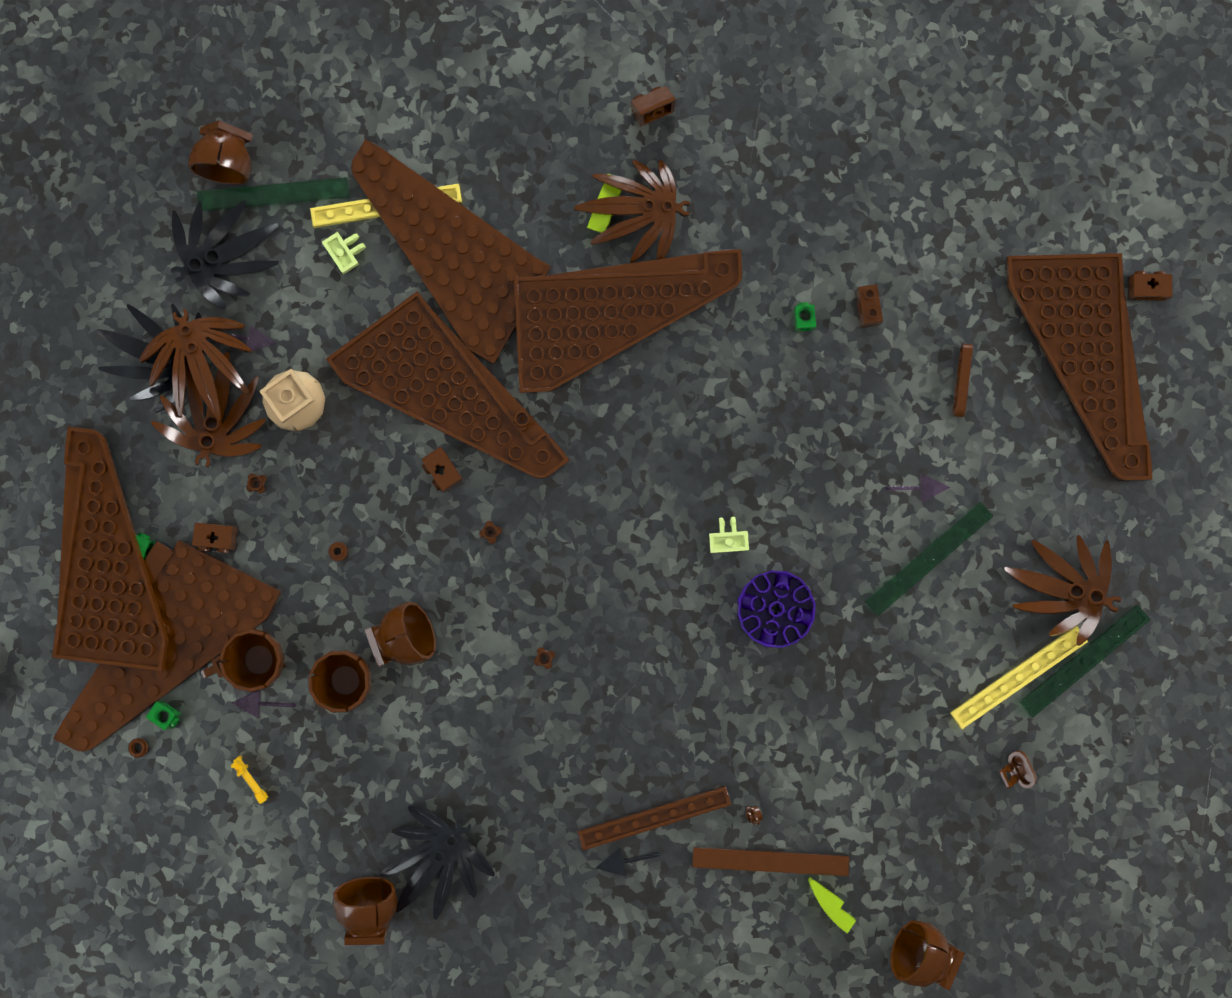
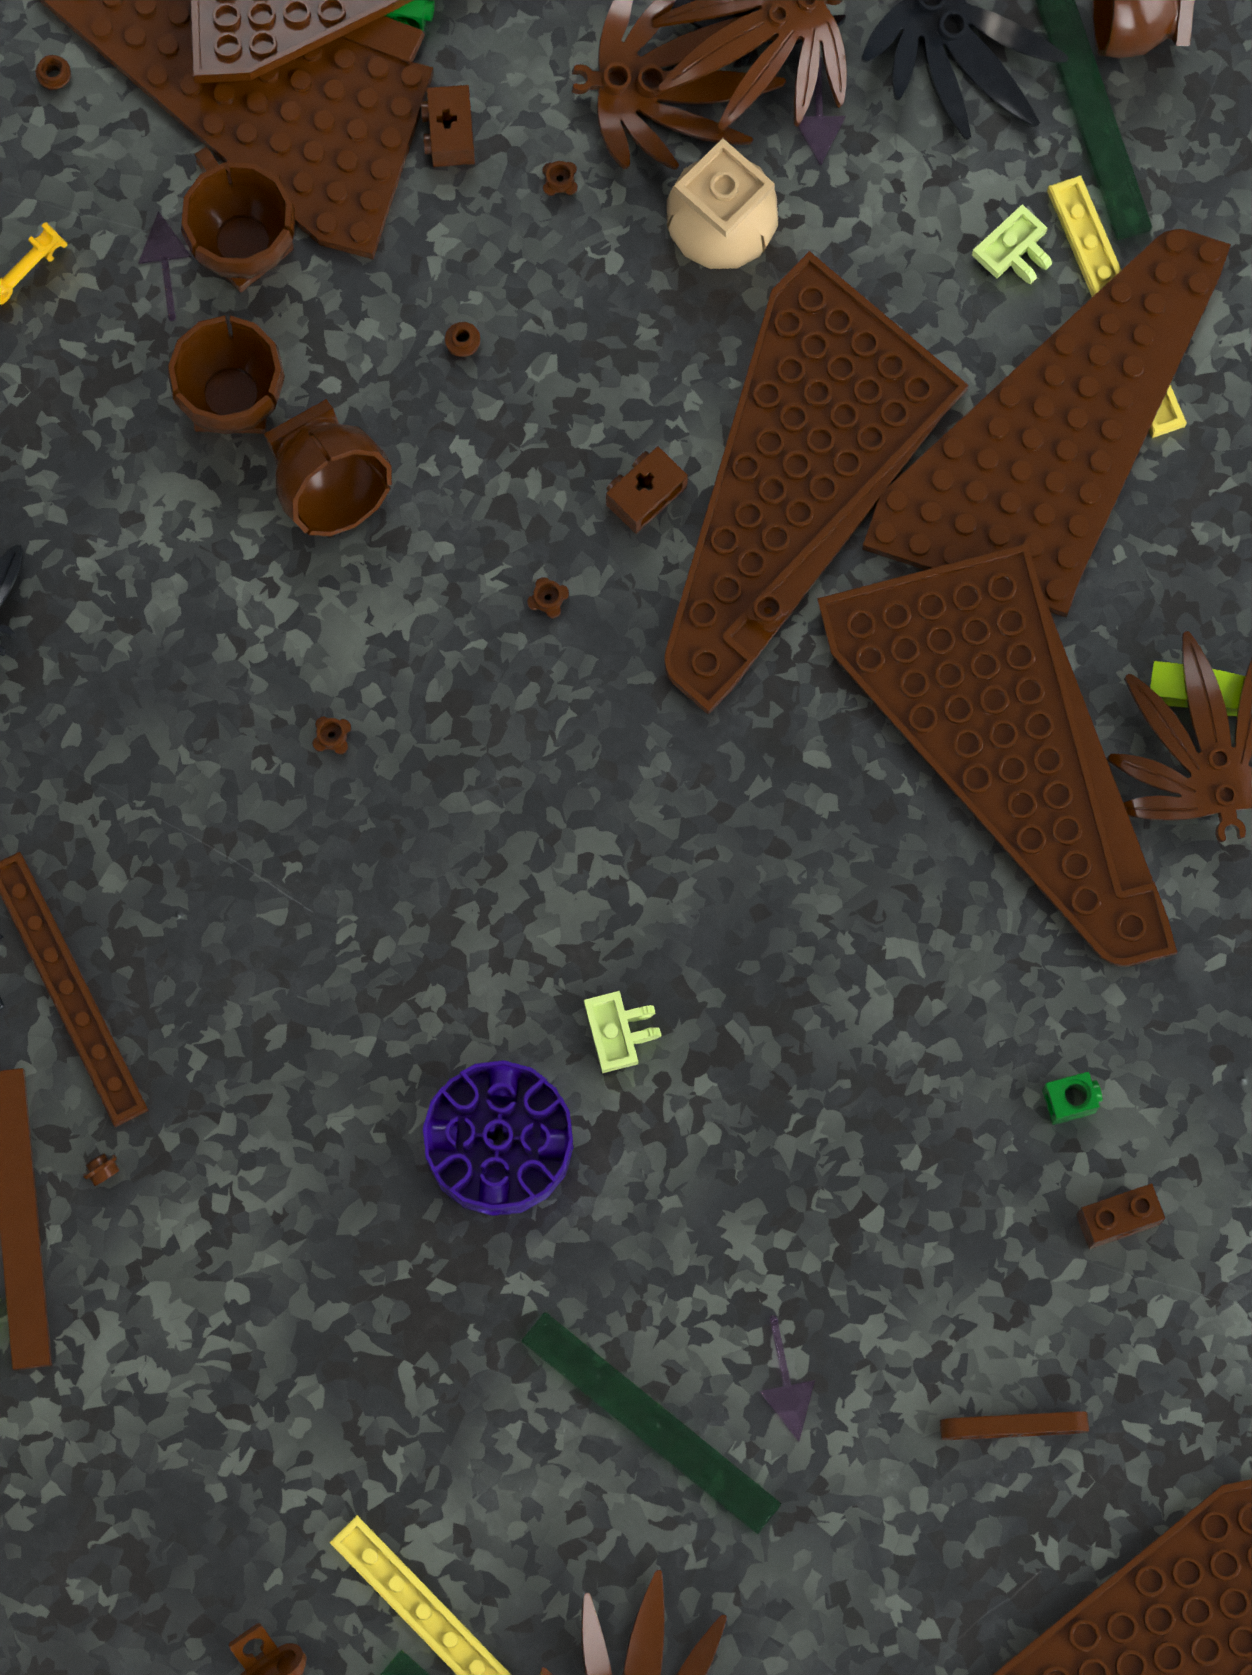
camera: 75 degrees right, 10 degrees down
(155, 715) = (116, 88): green brick -> none

